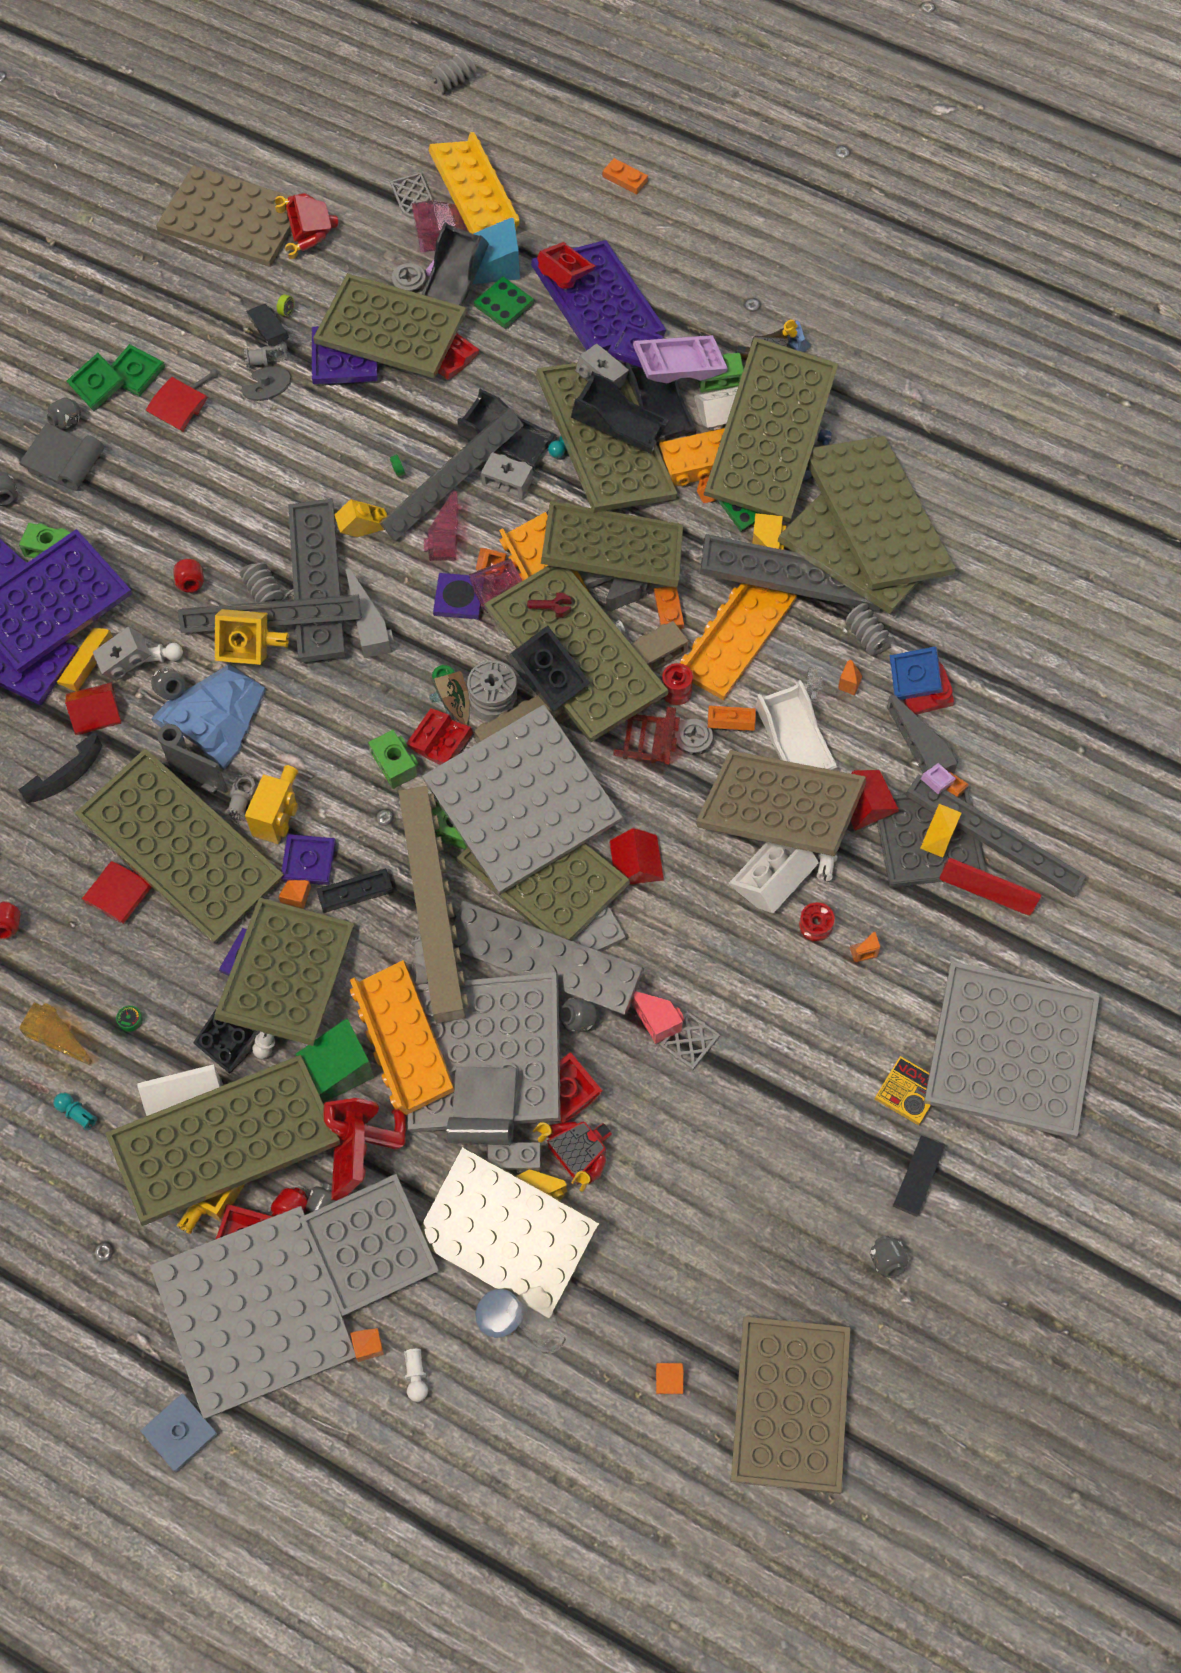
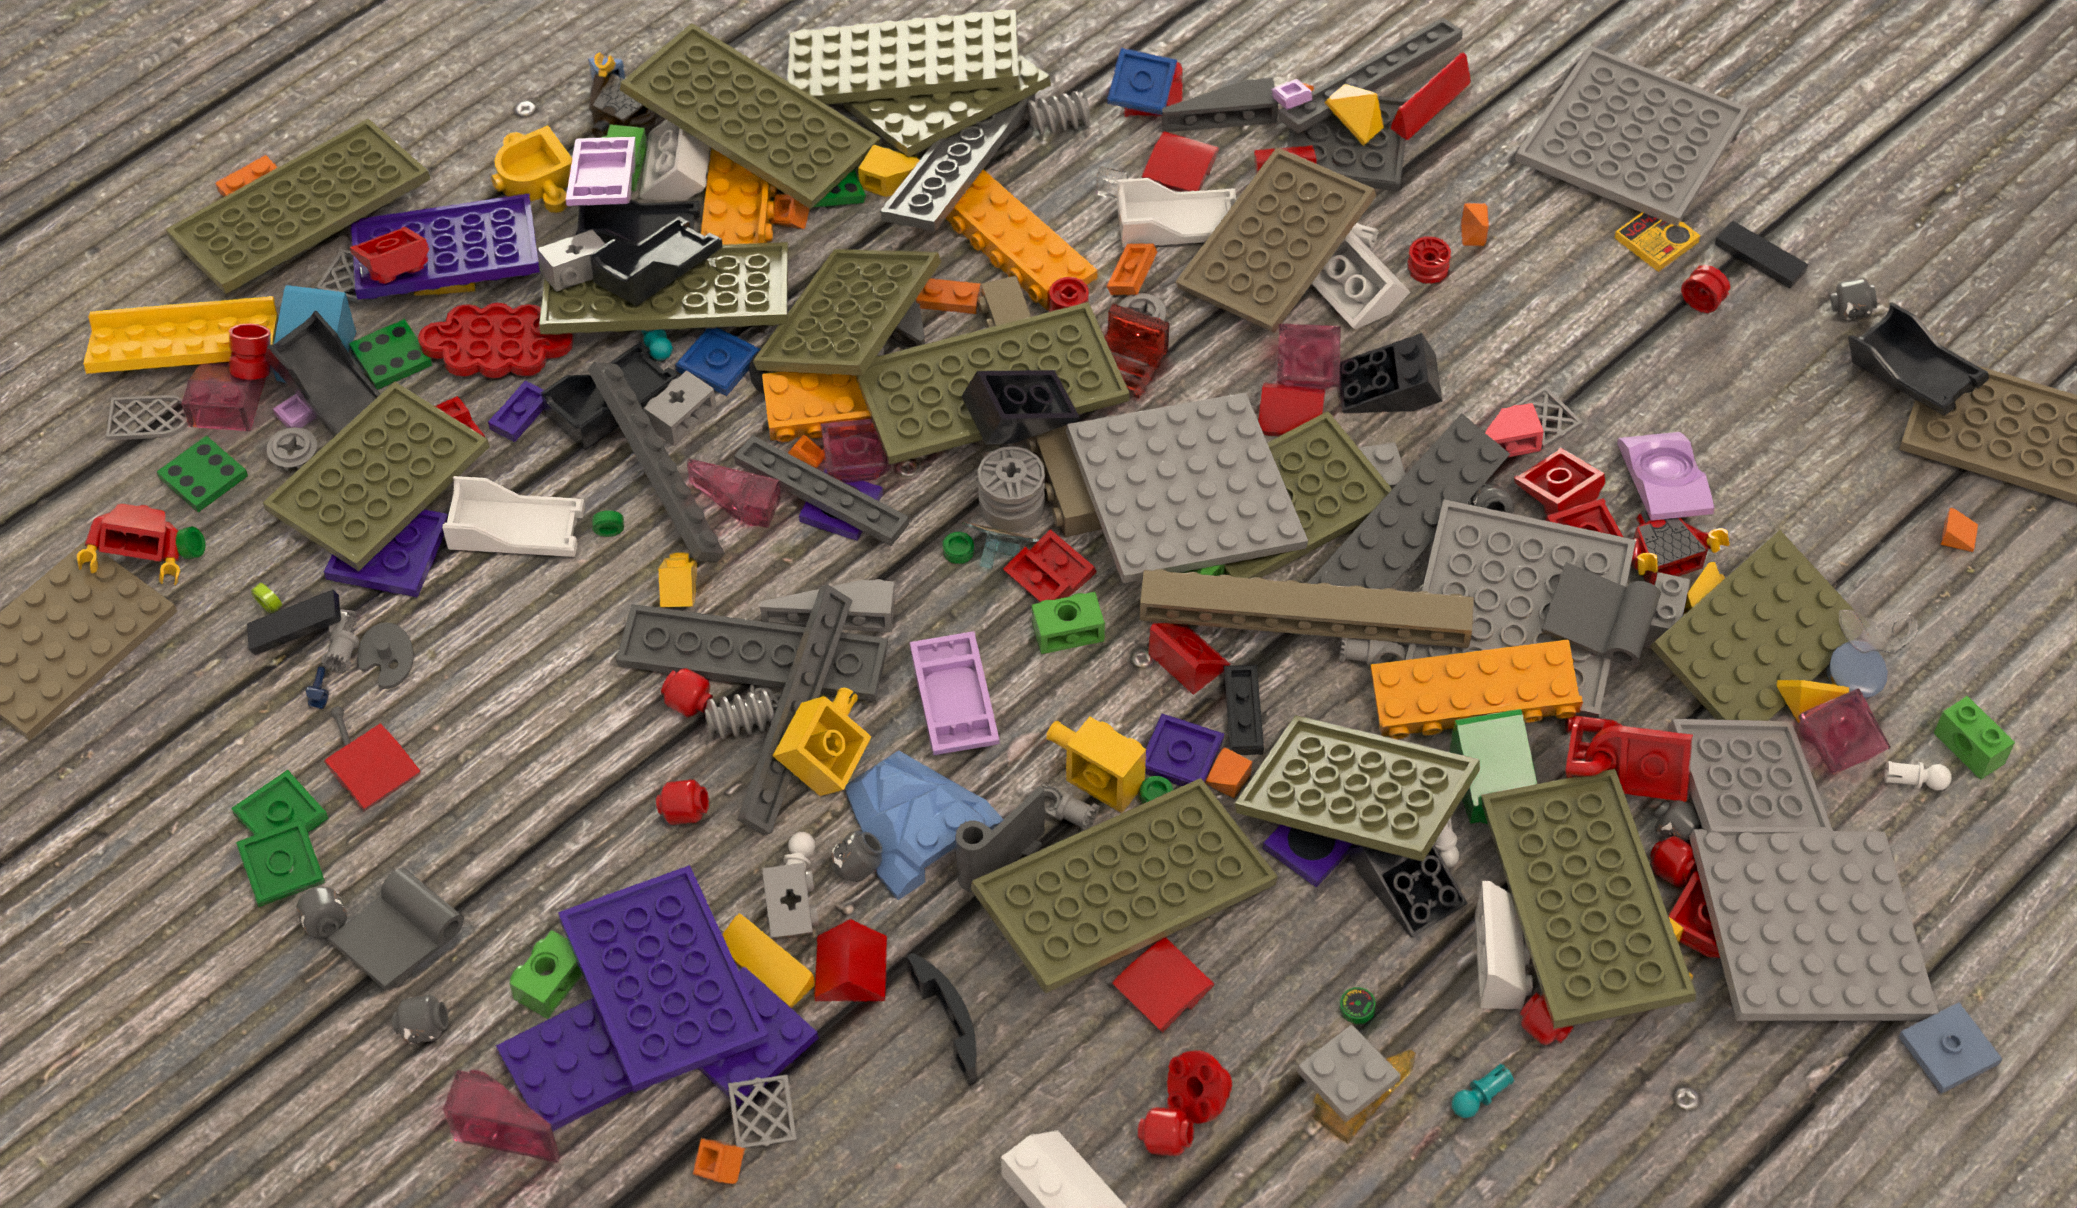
camera: 75 degrees left, 10 degrees down
(37, 931) = (1198, 1085): none -> red plate
(56, 1016) = (1348, 1073): none -> light grey plate
(222, 357) = (317, 696): none -> dark blue hand
(271, 851) = (1154, 787): none -> green tile
(272, 550) = (686, 692): none -> red head
(314, 706) = (953, 693): none -> lavender slope
(315, 251) = (190, 542): none -> green tile
(367, 1344) = (1871, 816): orange slope -> none
(375, 239) = (202, 473): none -> green tile
(383, 412) = (499, 520): none -> white piece
(385, 841) = (1185, 655): none -> red slope
(436, 1309) = (1843, 731): none -> clear pink slope
(457, 577) = (822, 490): none -> dark grey plate
(457, 1412) = (1974, 737): none -> bright green brick
(462, 216) = (249, 350): none -> red wheel
(465, 1279) = (1805, 695): none -> yellow slope
(469, 385) = (518, 412): none -> dark purple plate
(528, 346) = (492, 341): none -> red plate
(554, 605) = (922, 383): dark red bar -> none
(559, 485) = (718, 359): none -> blue tile
(607, 207) = (297, 205): none -> olive plate
(616, 1061) = (1562, 482): none -> red slope
(622, 346) = (551, 219): dark purple tile -> none
(647, 1135) = (1667, 475): none -> lavender slope
(685, 855) = (1309, 355): none -> clear pink slope
(685, 920) = (1391, 378): none -> black slope
(694, 318) = (534, 166): none -> yellow piece
(824, 1312) = (1914, 362): none -> black piece
(850, 678) = (1118, 148): orange slope -> none
(853, 724) = (1180, 162): none -> red slope
(854, 1134) = (1705, 288): none -> red wheel

